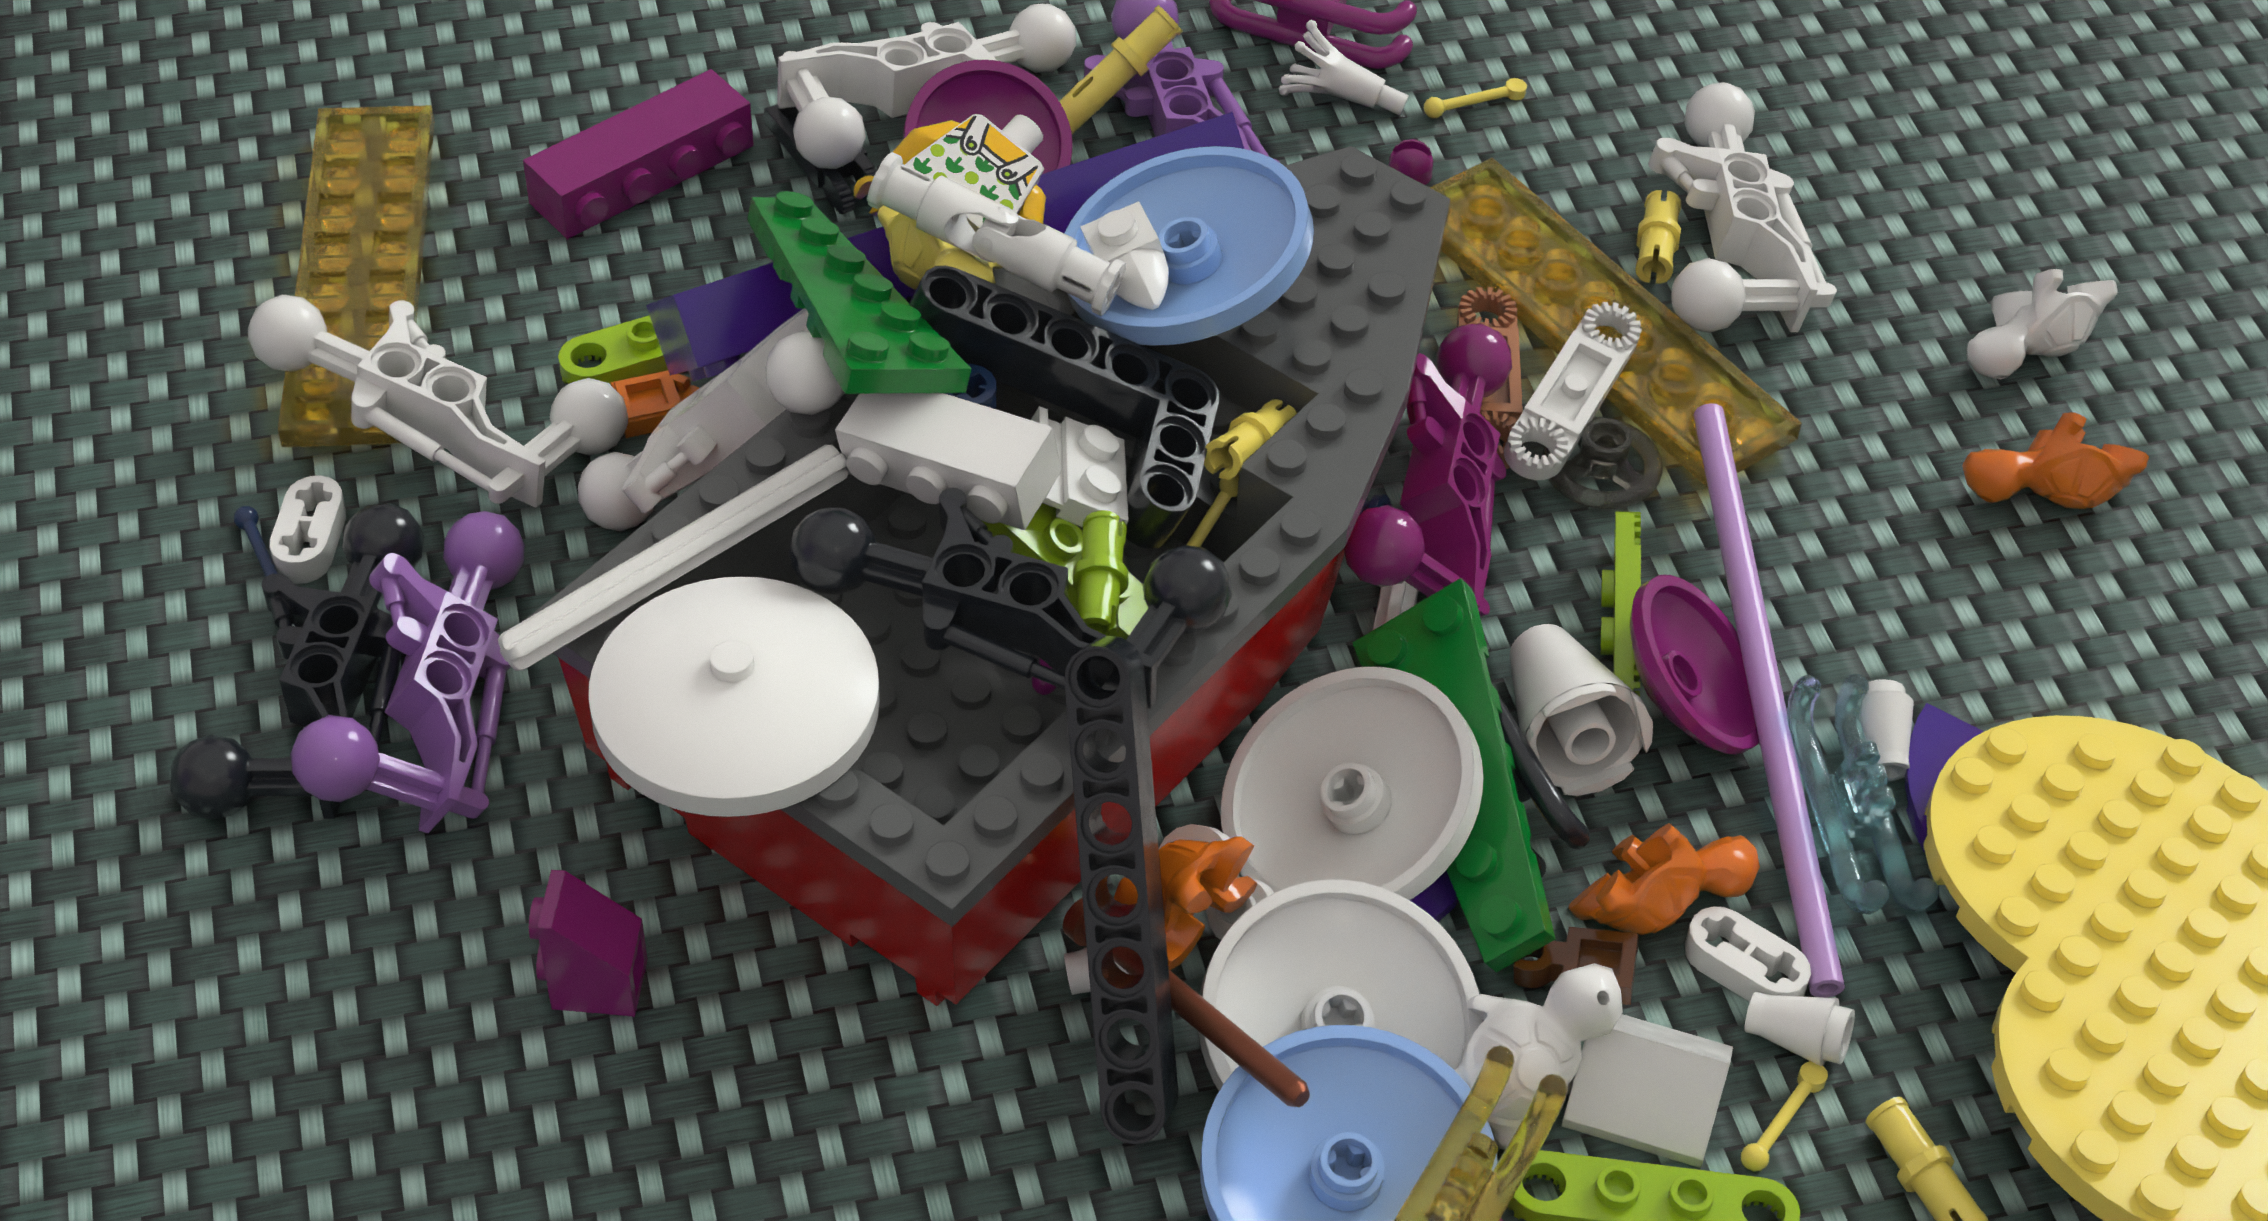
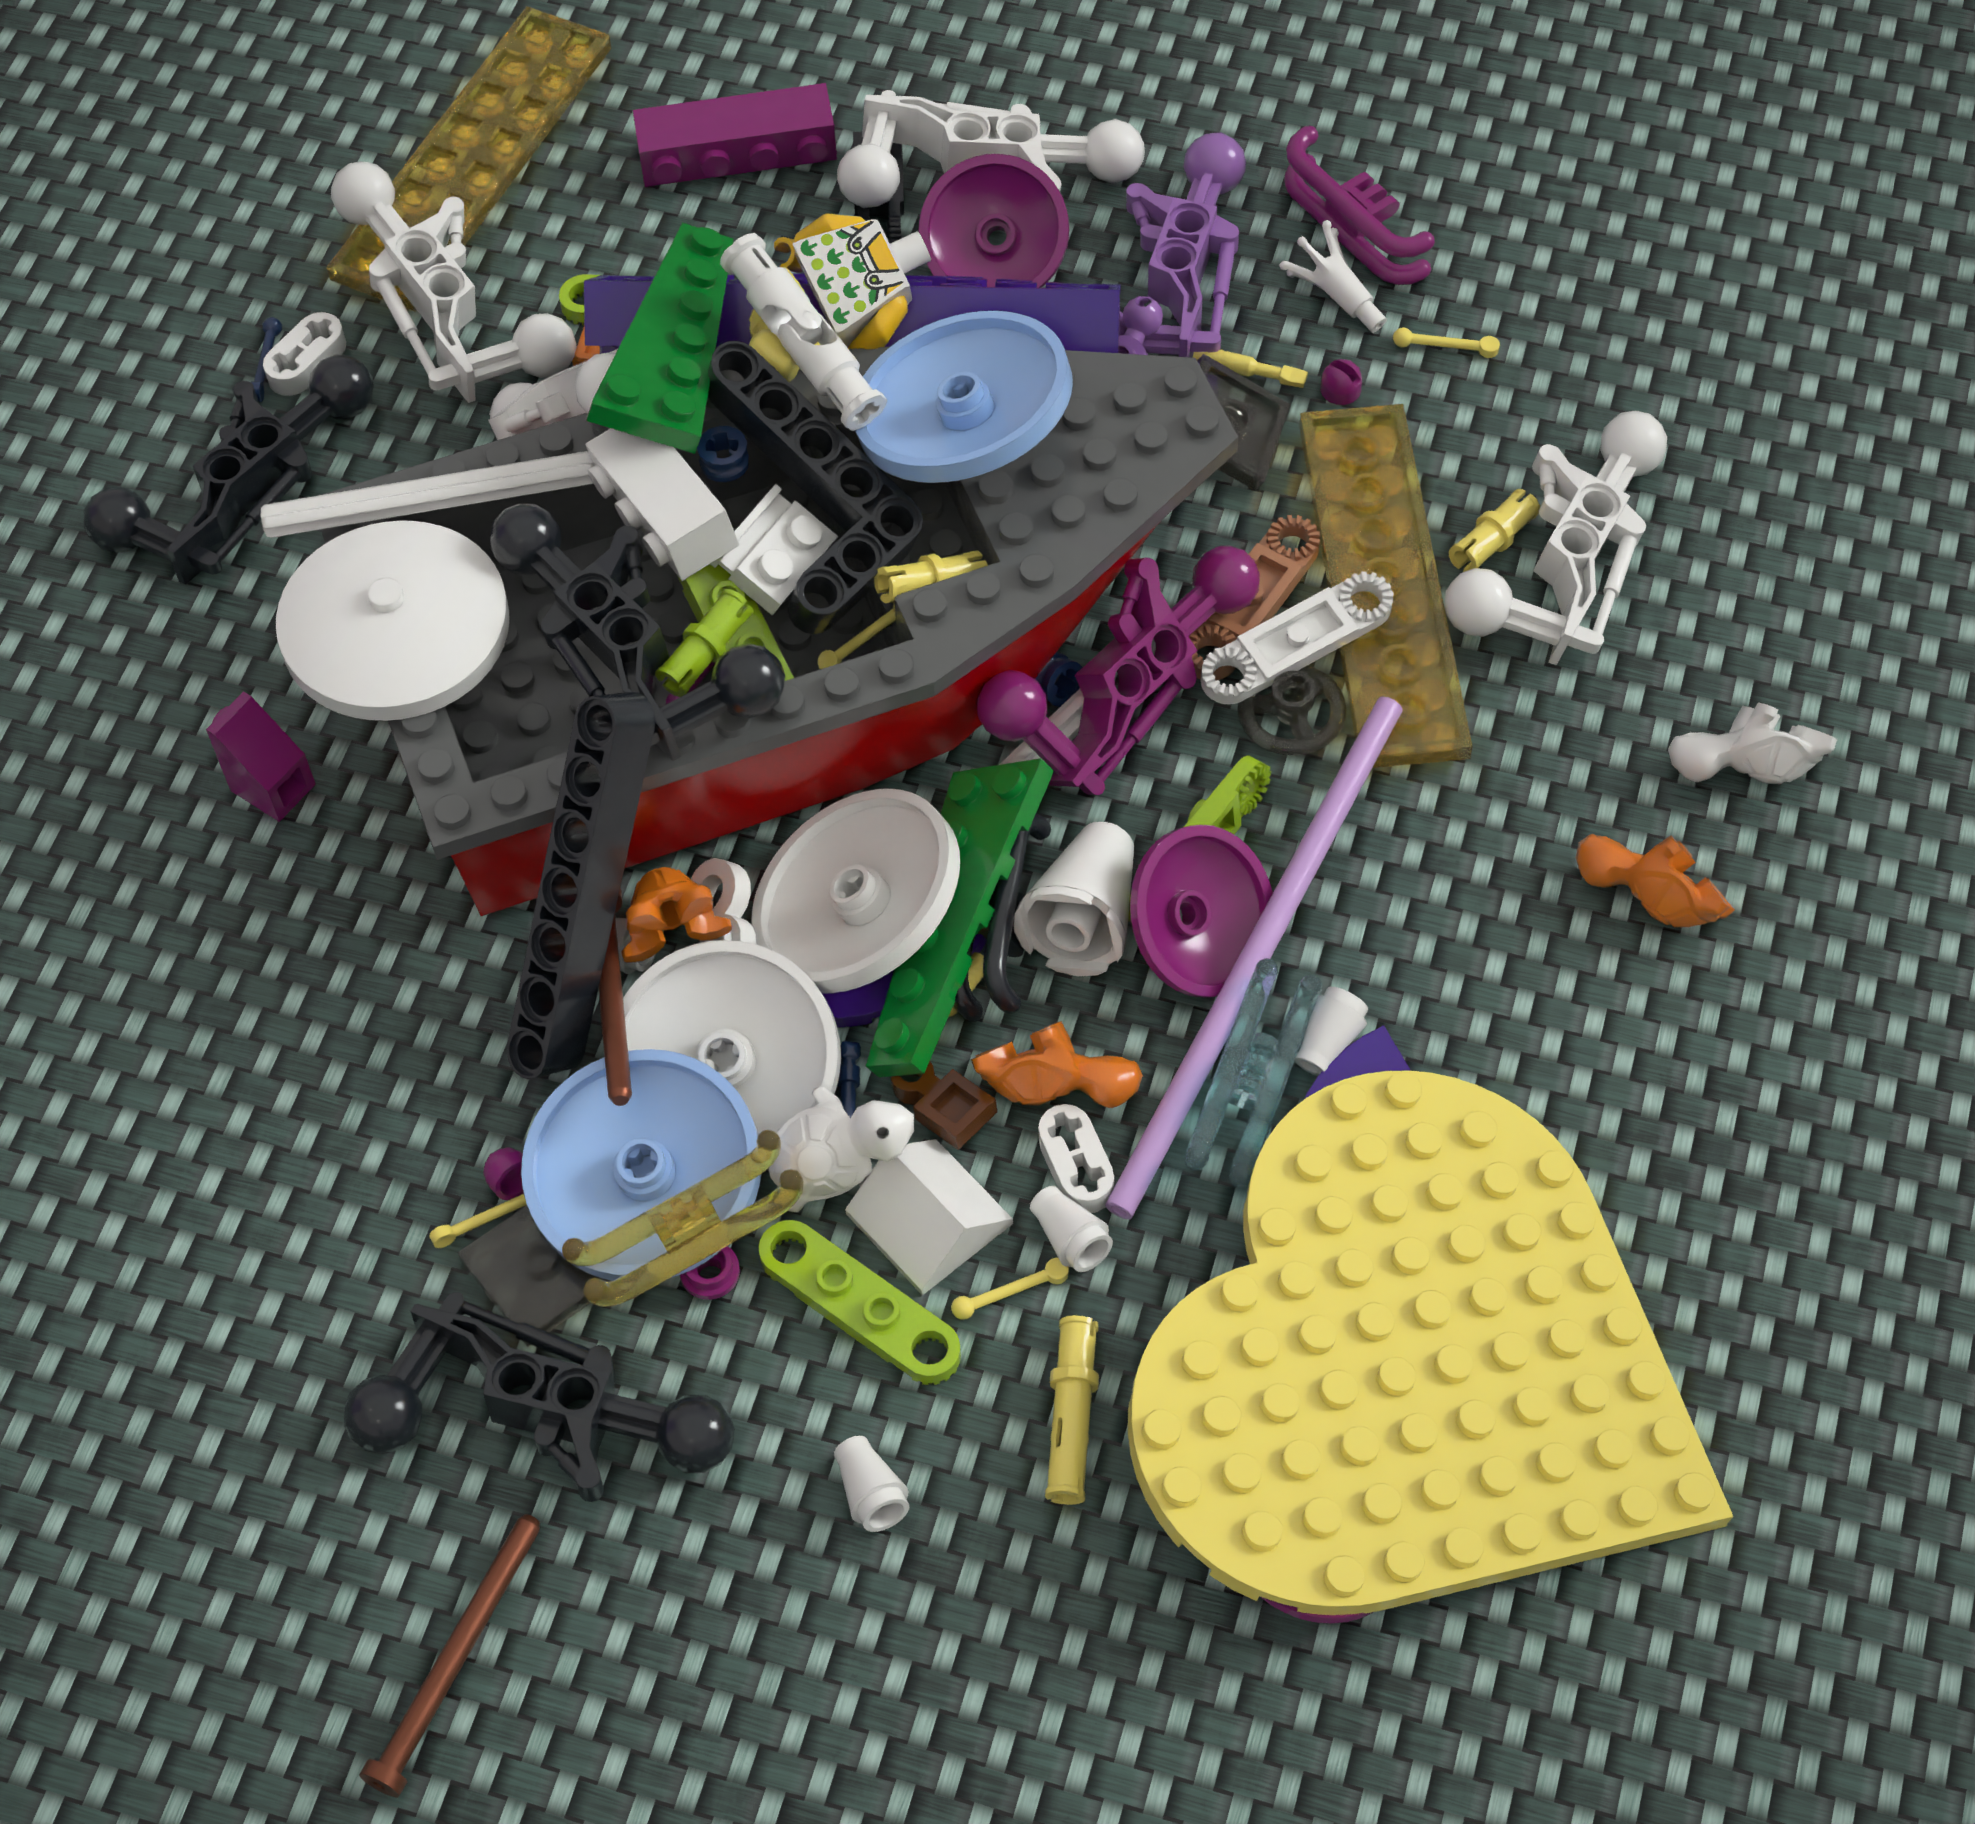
camera: 35 degrees right, 10 degrees up
(446, 649) = (181, 542): medium lavender piece -> none
(1119, 66) = (1147, 200): light yellow pin -> none
(1131, 238) = (910, 386): white plate -> none

